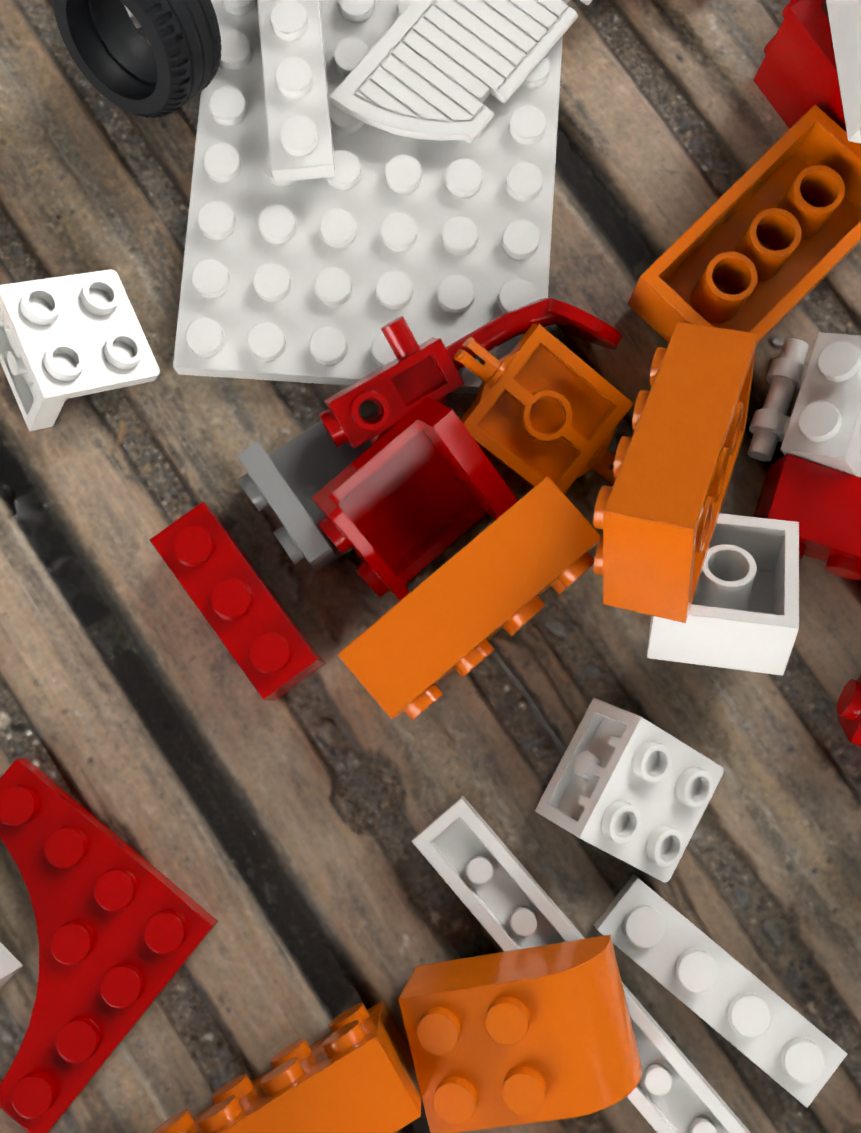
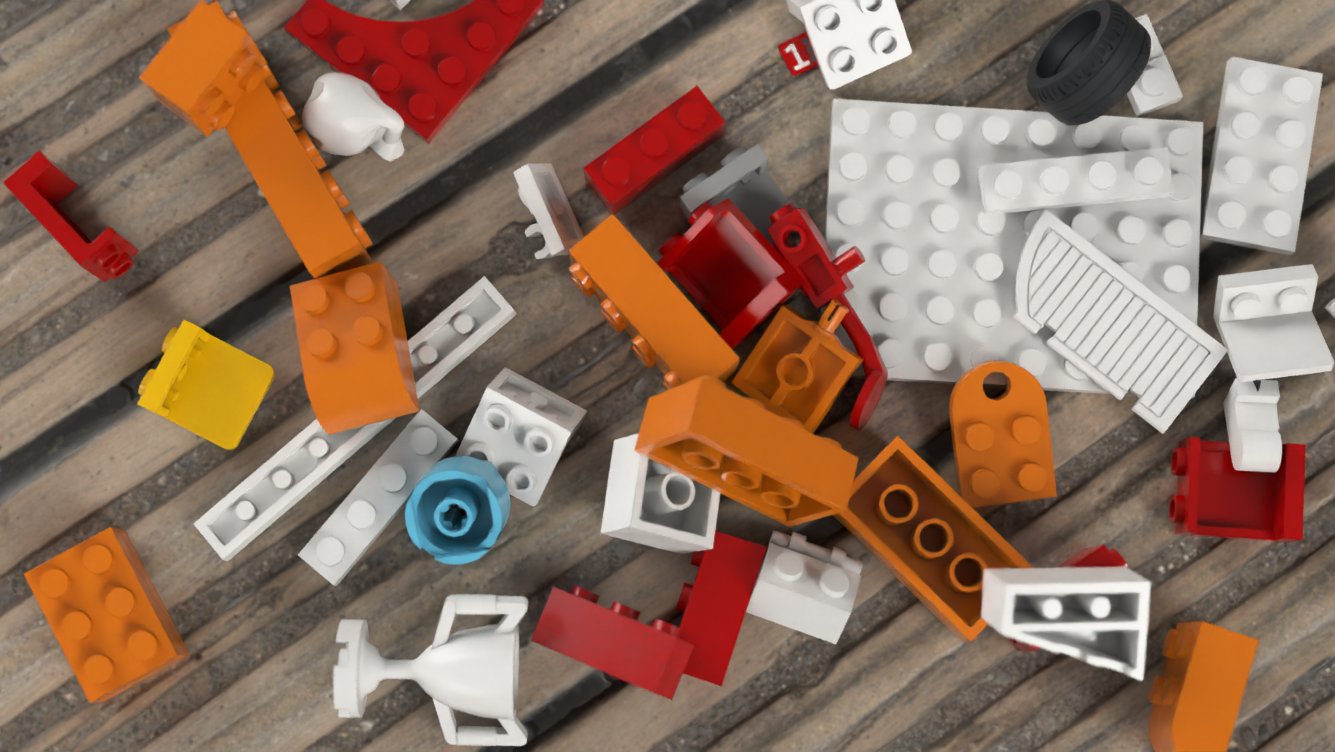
camera: 85 degrees right, 0 degrees up
(109, 413) = (798, 54): none -> red sticker
(178, 1043) = (349, 116): none -> white piece
(309, 751) = (547, 201): none -> white plate
(629, 164) = (1001, 441): none -> orange plate
(751, 878) = (442, 530): none -> medium azure brick

